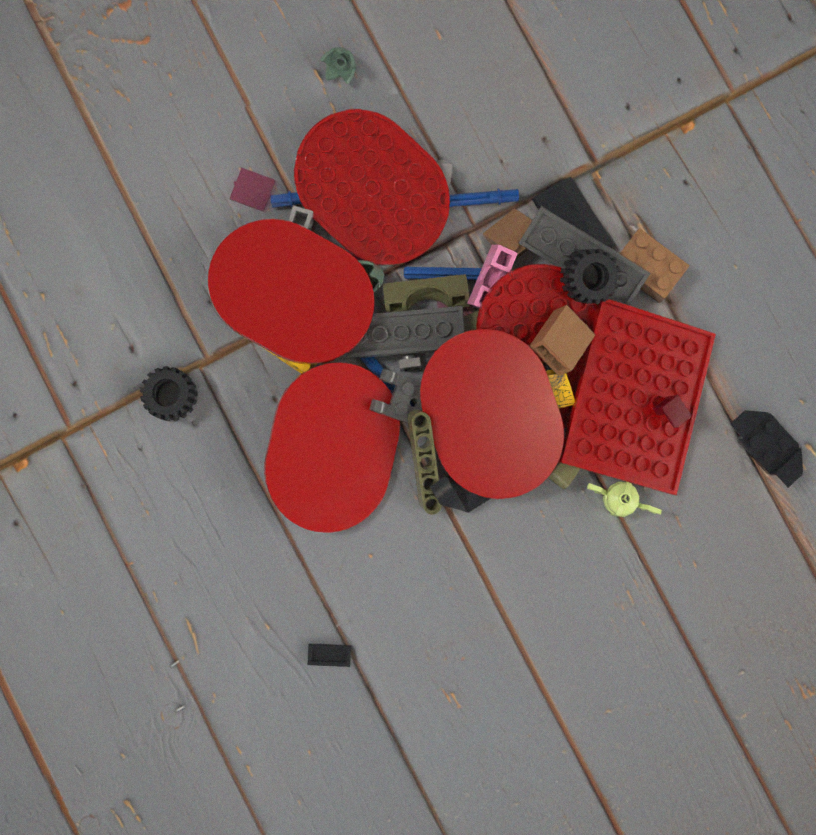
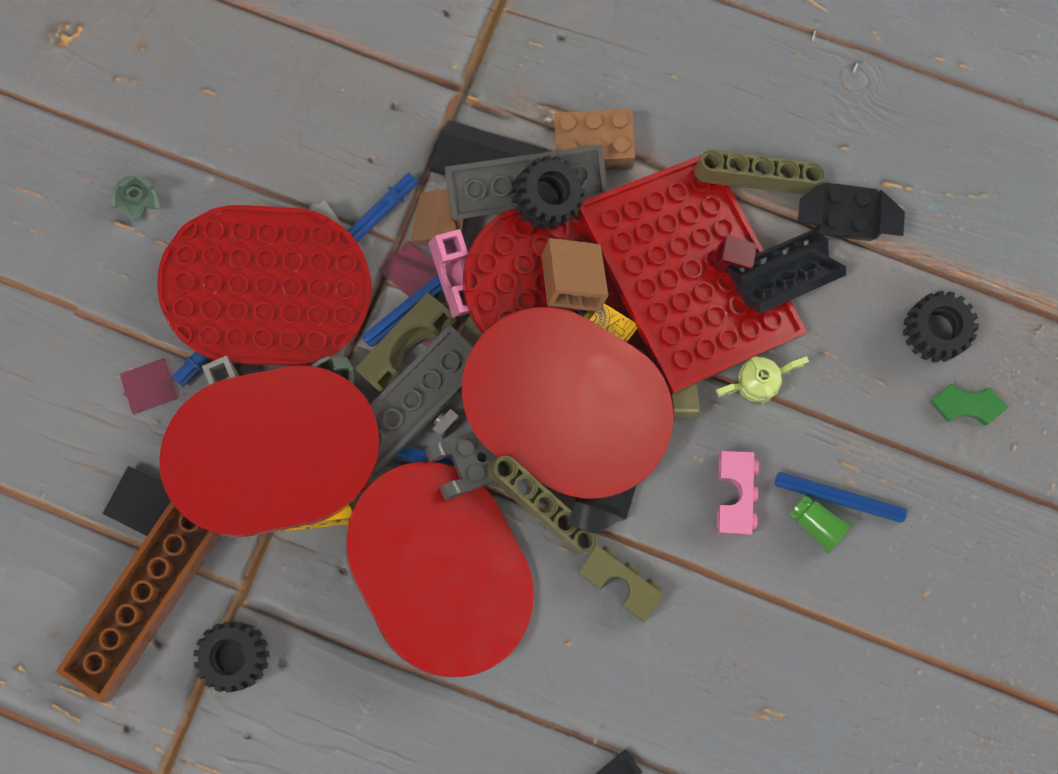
camera: 35 degrees left, 5 degrees down
(139, 316) = (137, 605): none -> dark orange brick
(189, 255) = (137, 501): none -> black slope
(438, 566) = (642, 595): none -> olive arch
(467, 250) = (409, 269): none -> clear pink piece
(561, 542) = (740, 470): none -> bright pink arch
(581, 615) = (820, 523): none -> bright green plant
(608, 611) = (840, 497): none -> blue axle
(696, 448) = (786, 272): none -> black slope
(725, 371) = (748, 177): none -> olive beam
(744, 632) = (956, 403): none -> green tile
(778, 562) = (955, 312): none -> black tyre

